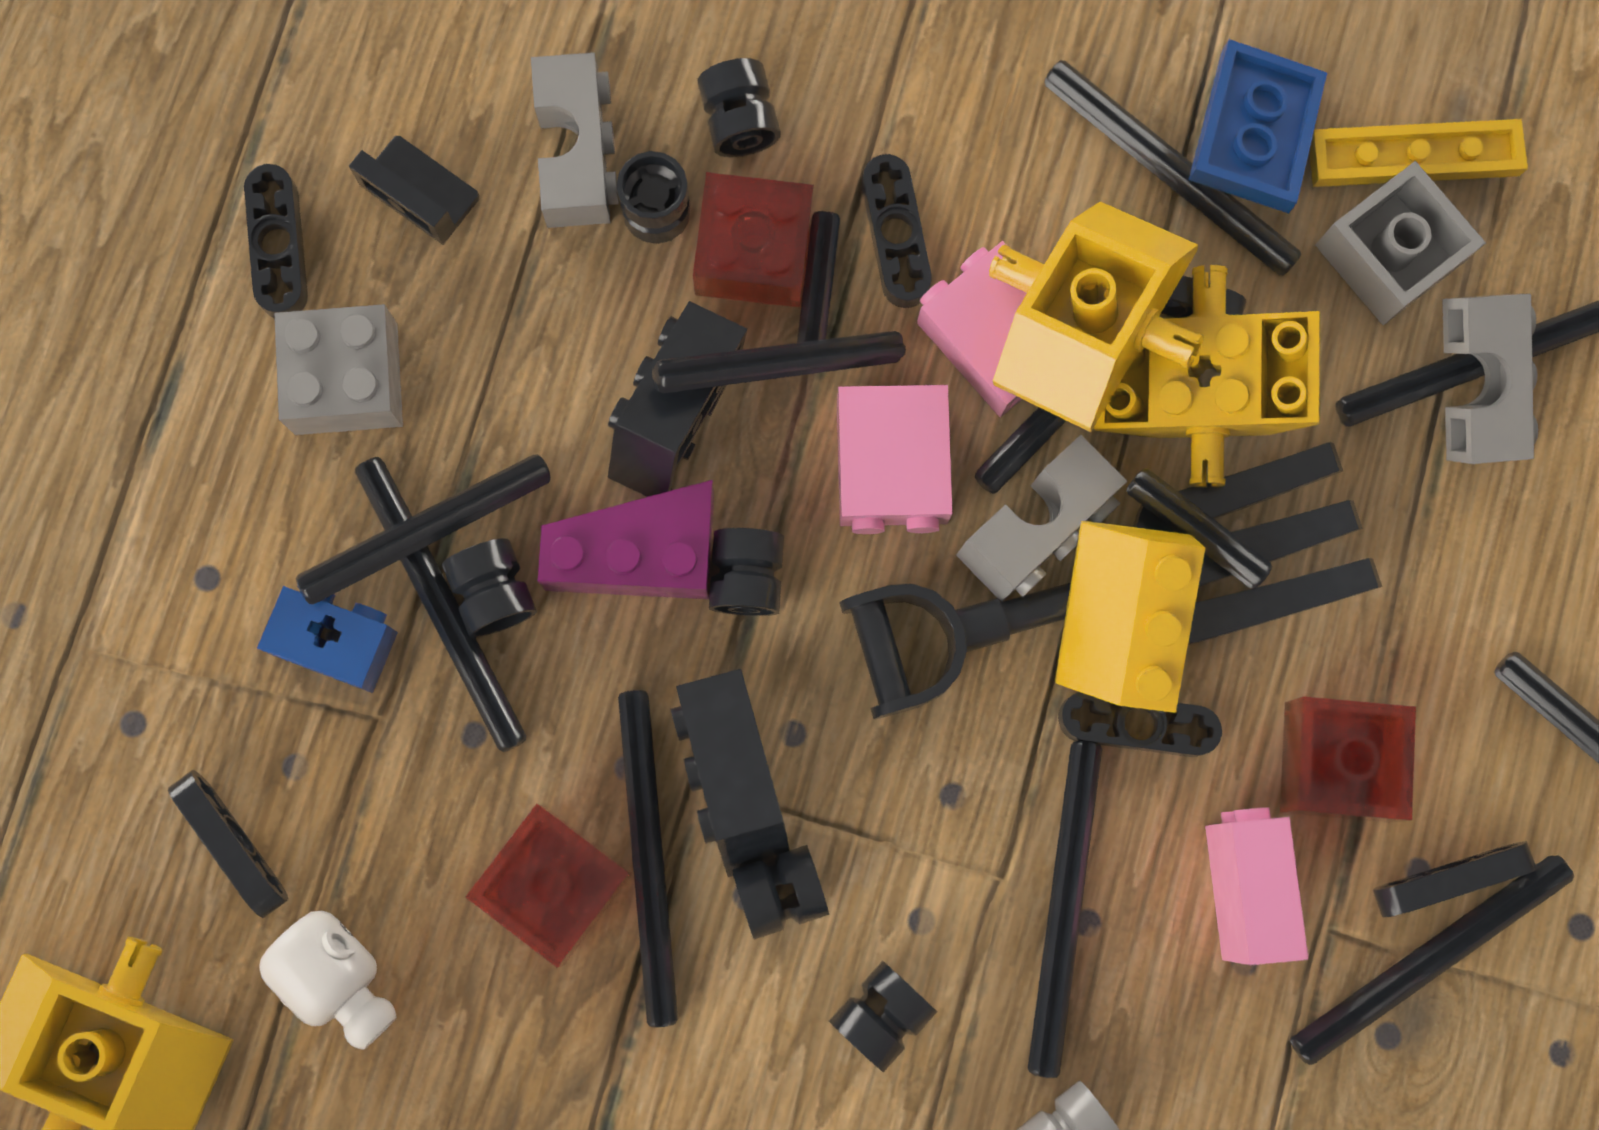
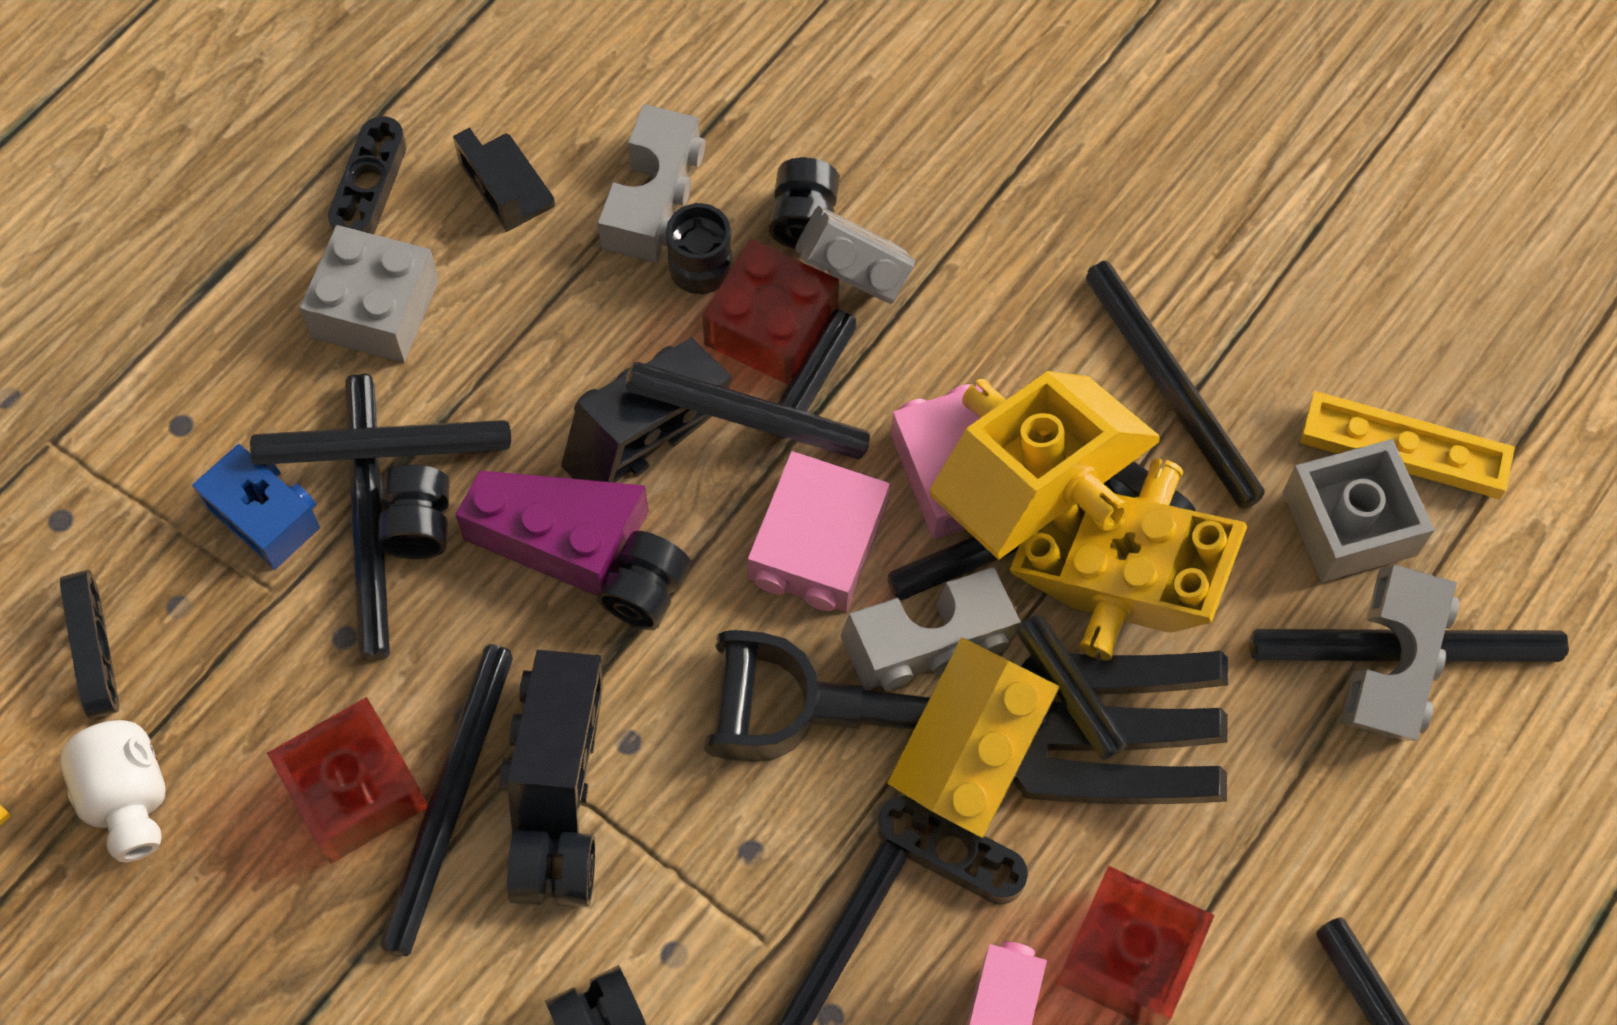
camera: 25 degrees right, 15 degrees down
(816, 151) = (854, 255): none -> light grey brick
(874, 197) = (893, 332): black beam -> none
(1258, 126) = (1263, 371): blue plate -> none

